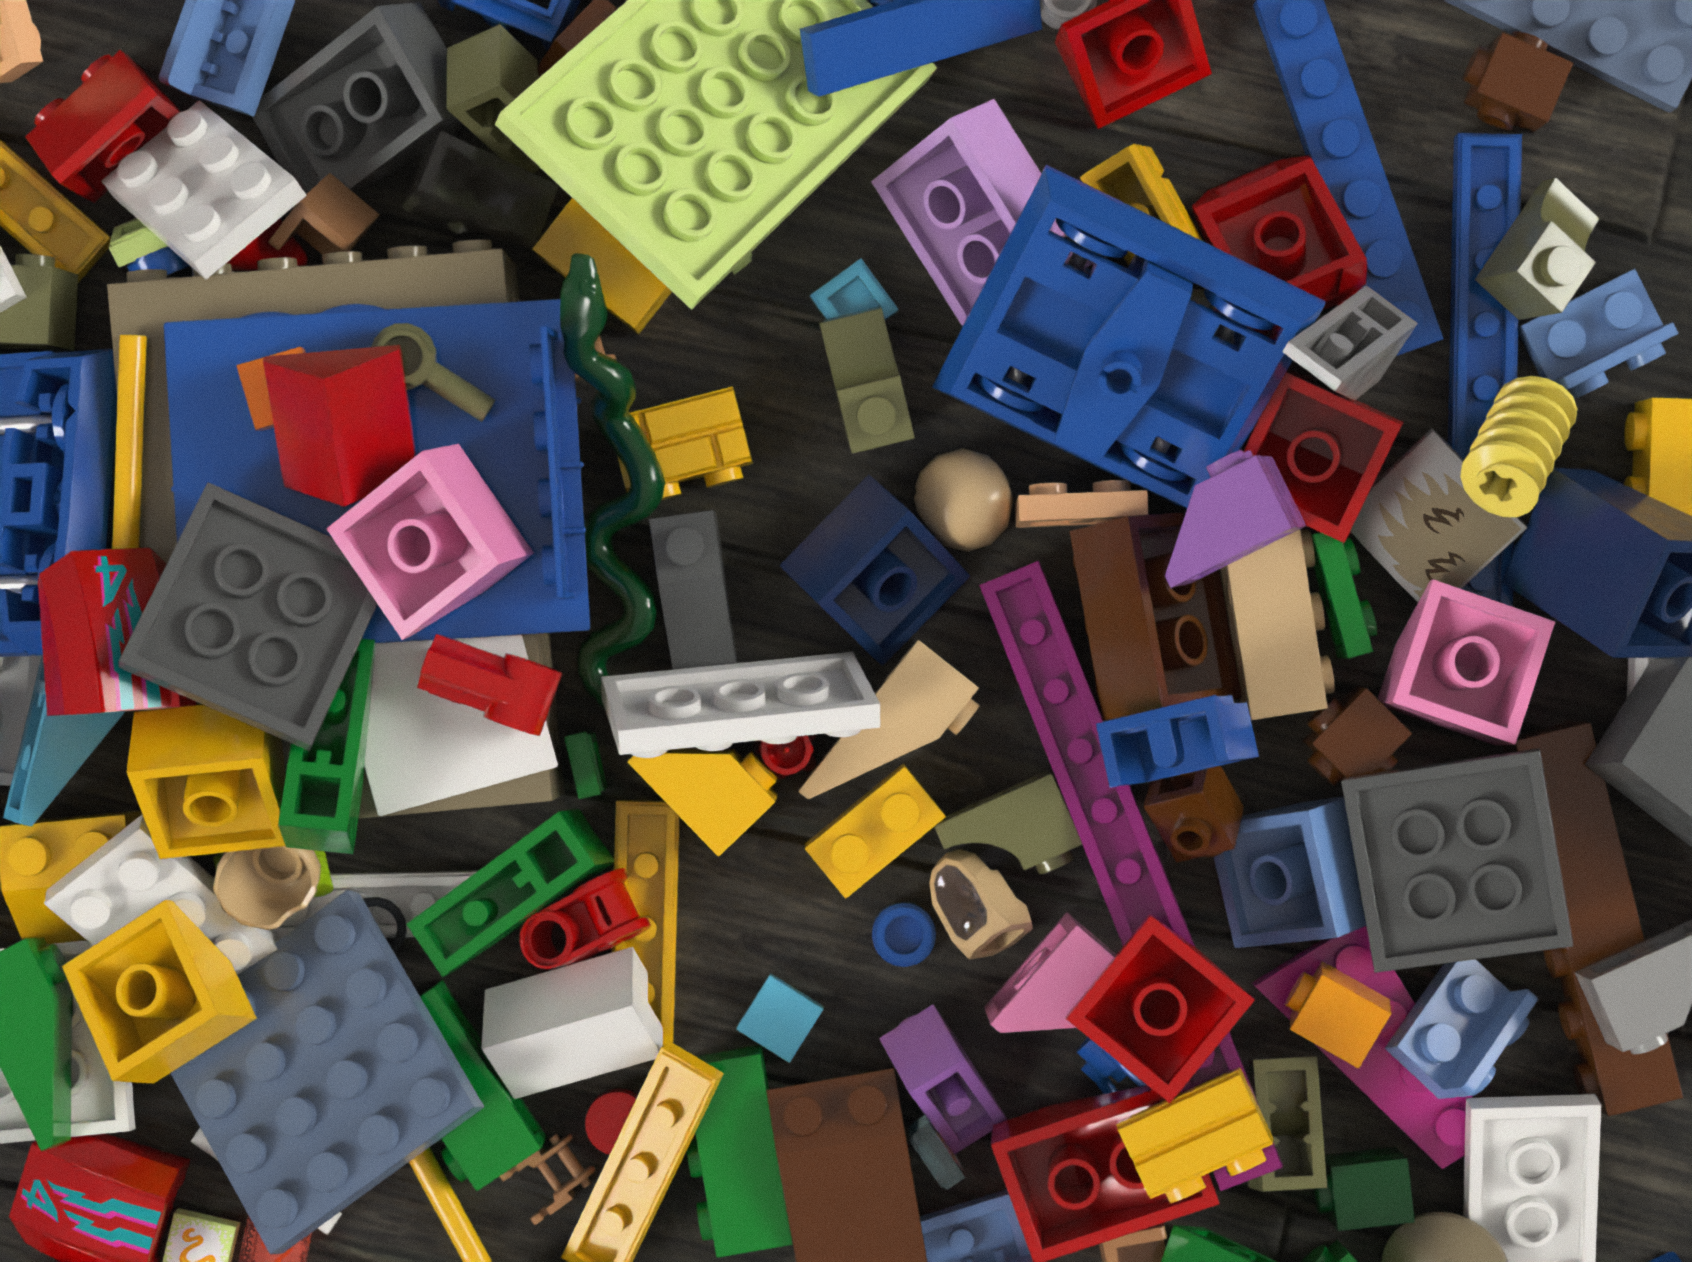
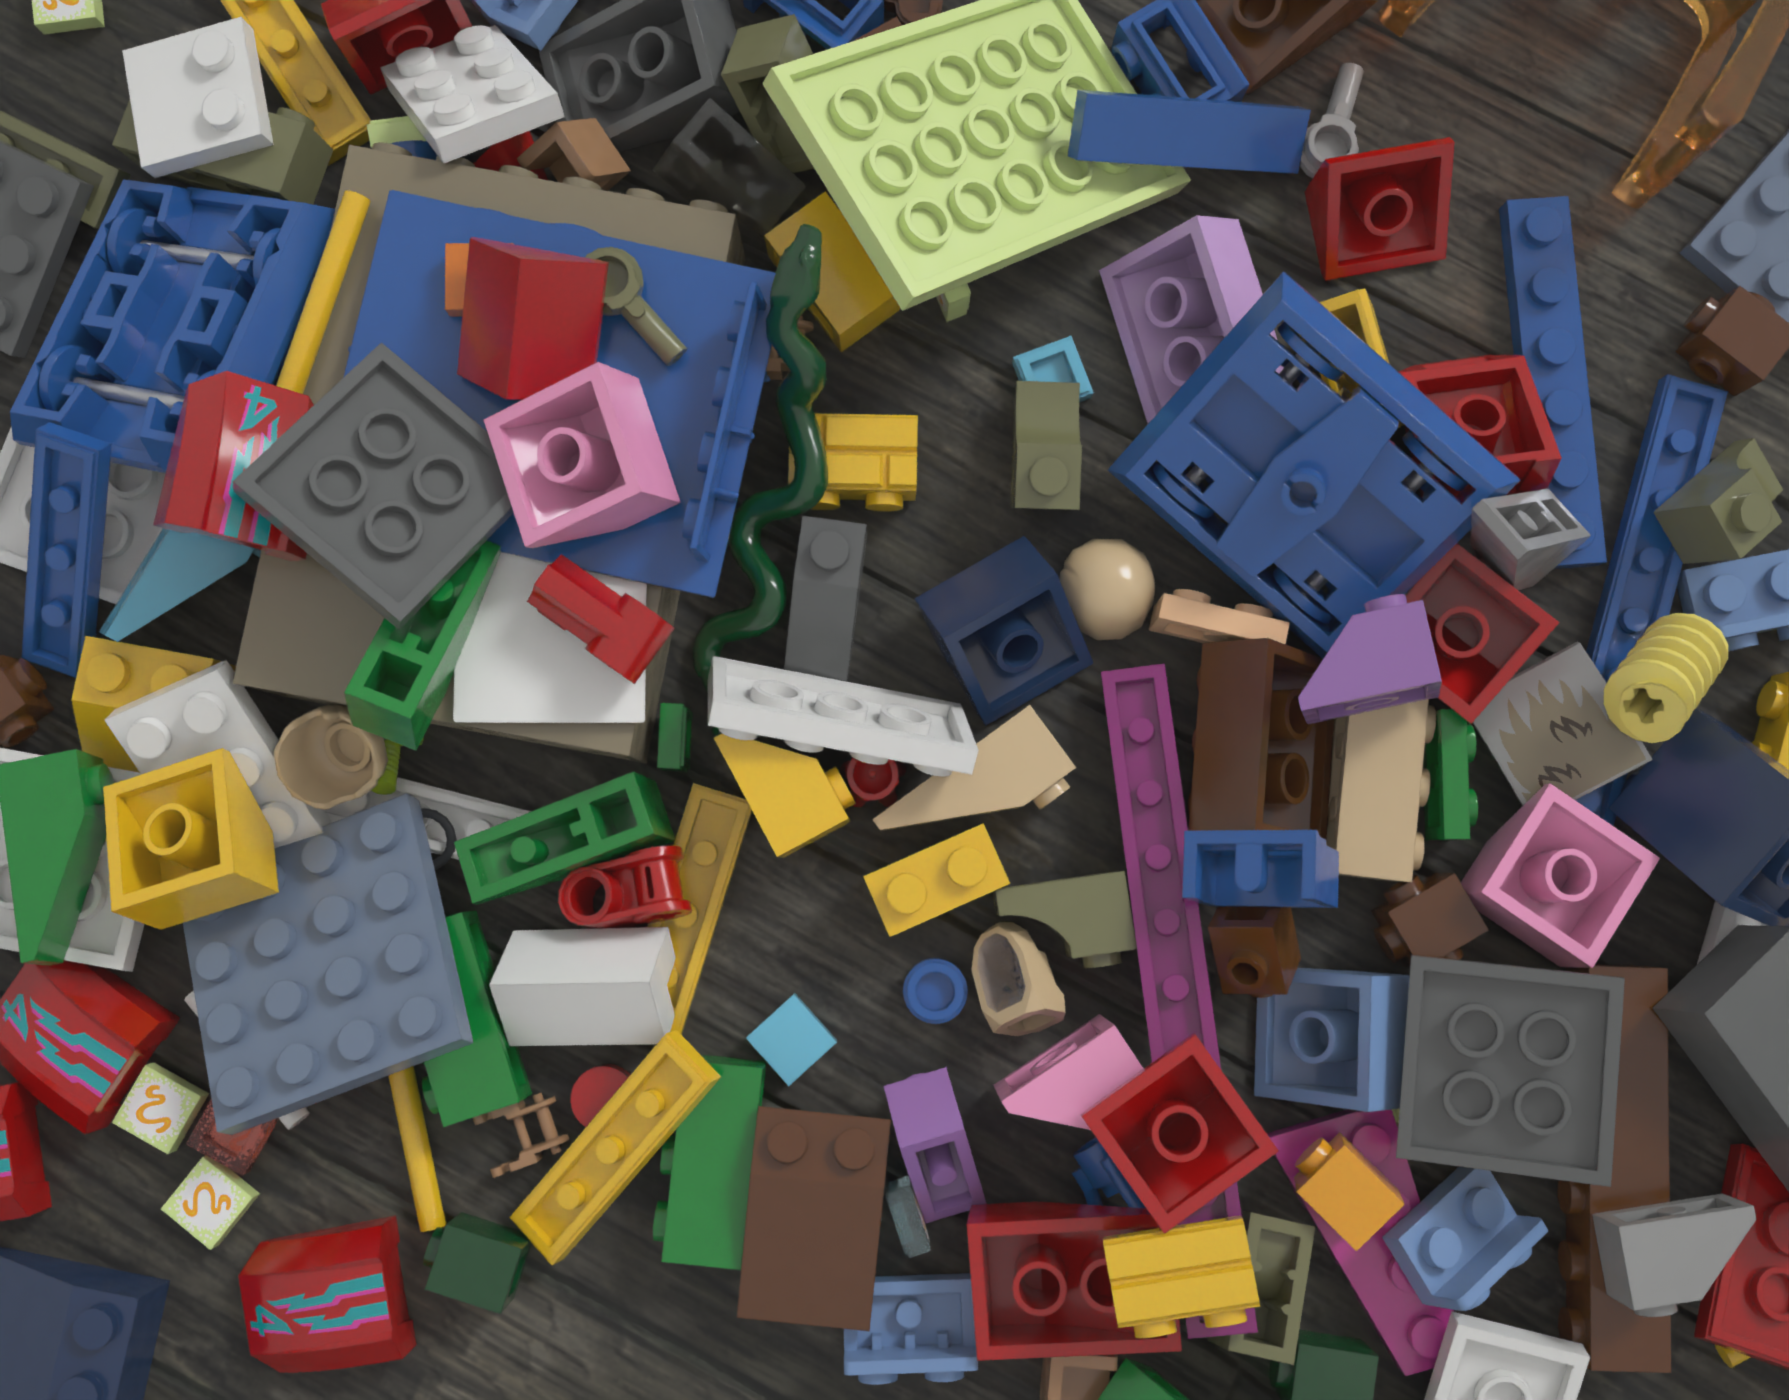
camera: 15 degrees right, 5 degrees down
(205, 781) = (289, 636): yellow slope -> none

